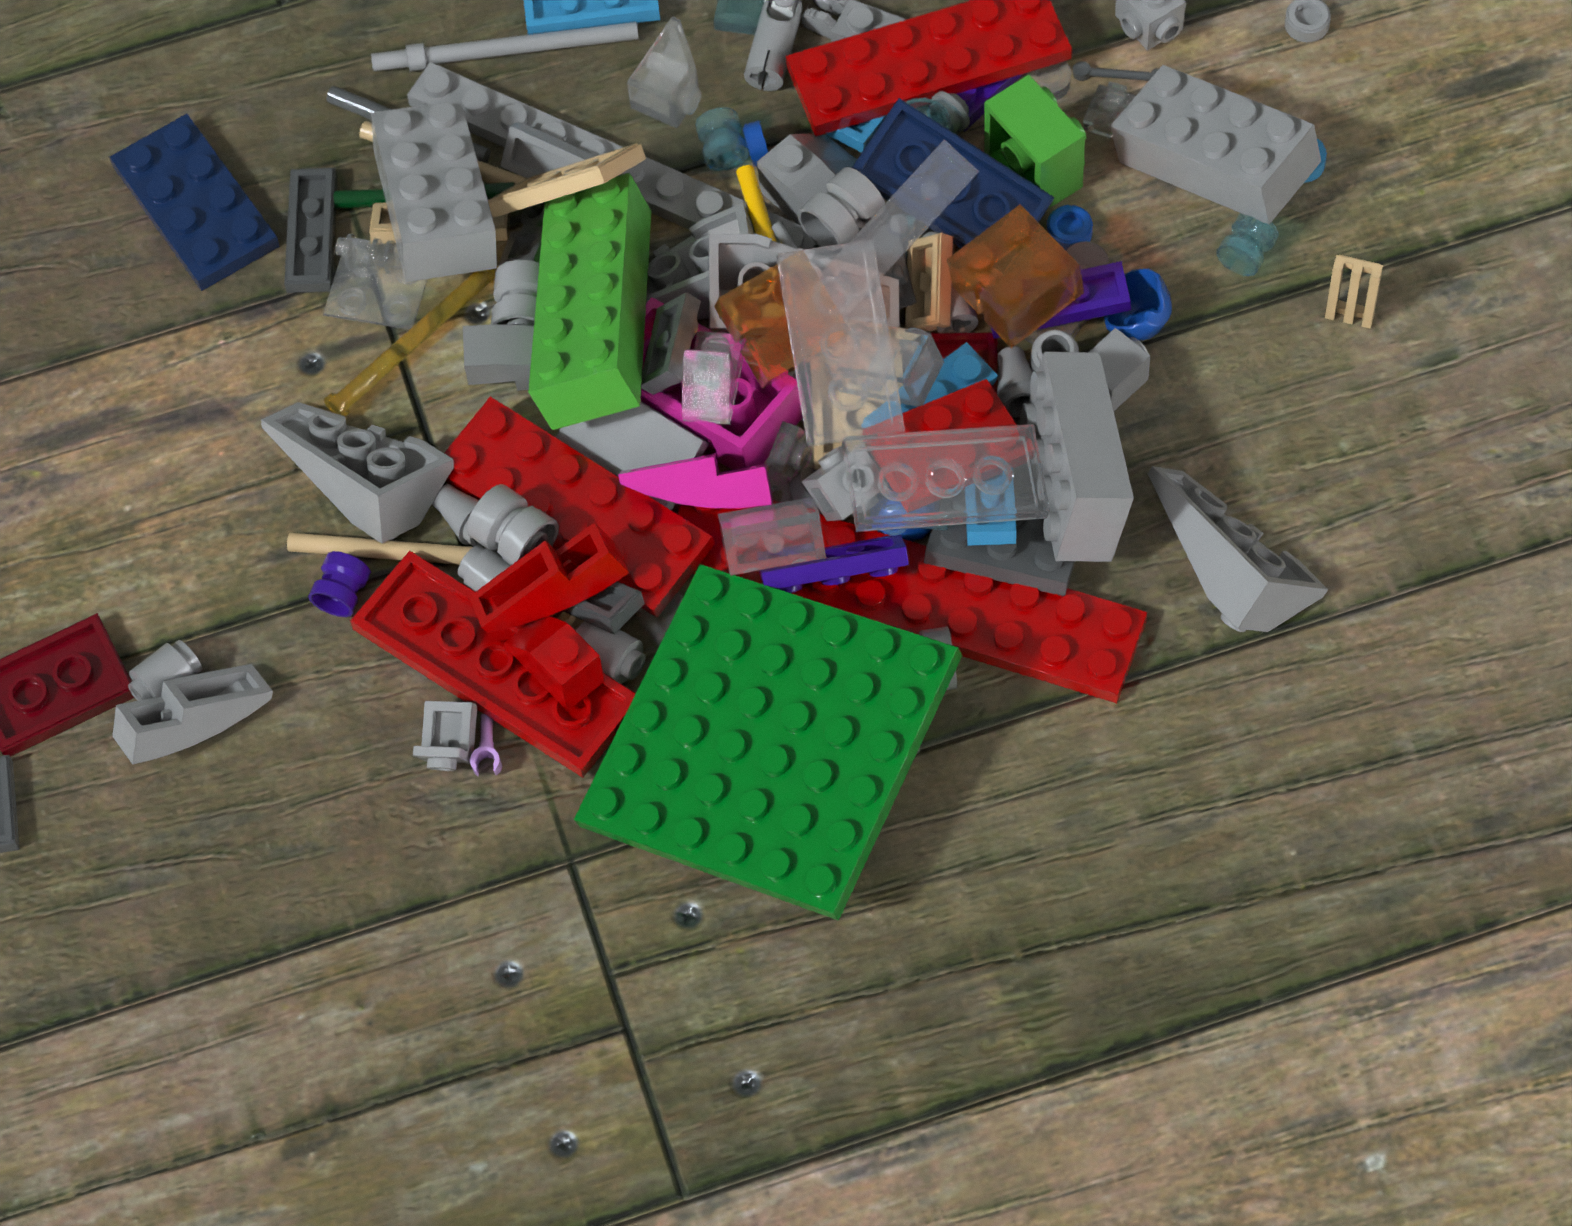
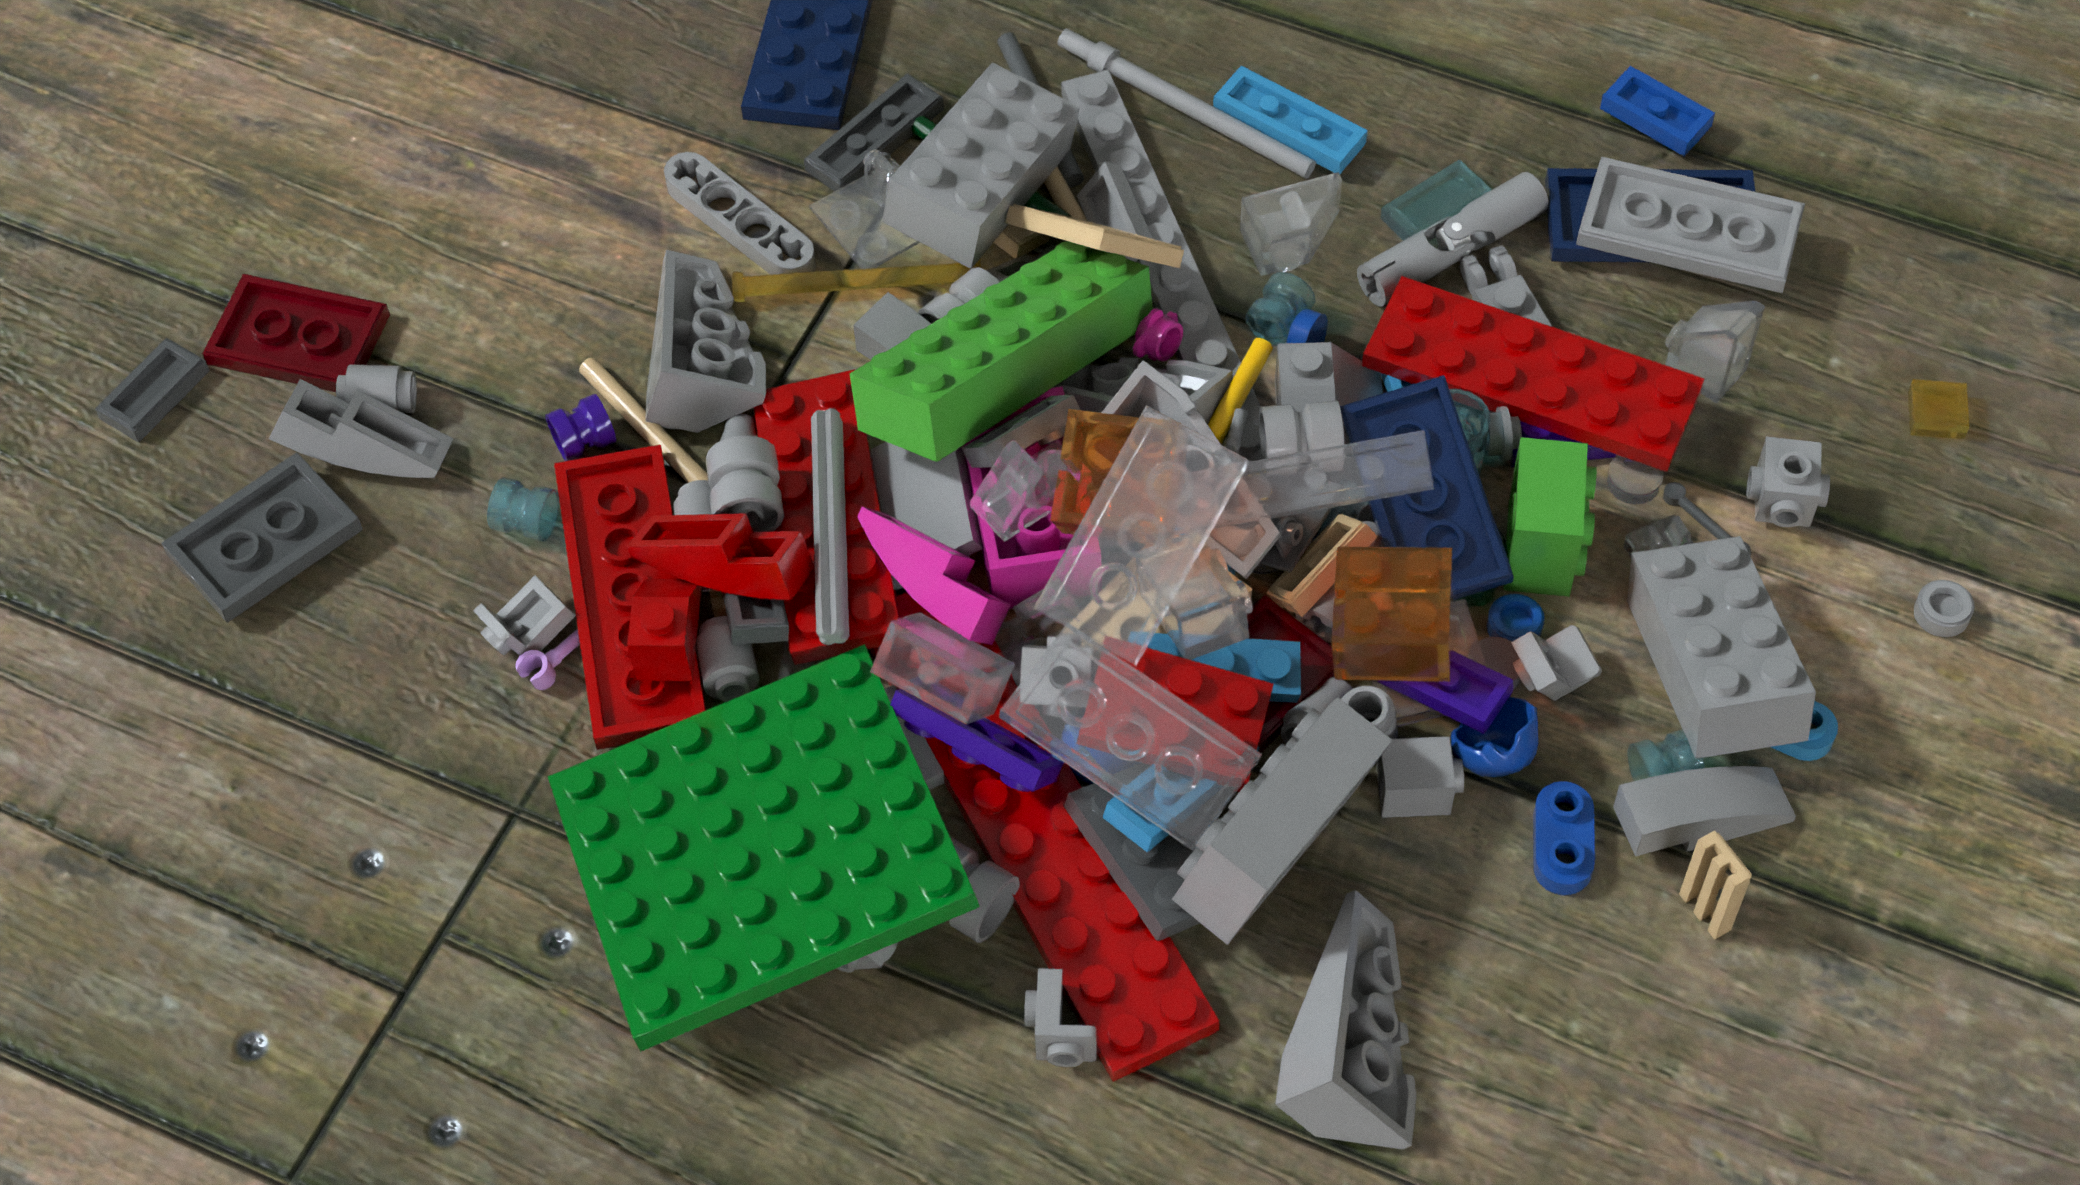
camera: 40 degrees right, 5 degrees down
(196, 833) = (262, 537): none -> dark grey plate
(281, 366) = (744, 213): none -> light grey beam
(361, 667) = (523, 509): none -> clear light blue wheel
(598, 506) = (829, 527): none -> light grey axle
(665, 217) = (1158, 335): none -> dark pink plate
(1046, 694) = (1053, 1041): none -> light grey bracket
(1125, 231) = (1555, 664): none -> light grey bracket
(1226, 336) = (1563, 833): none -> blue plate
(1292, 255) = (1697, 801): none -> light grey slope

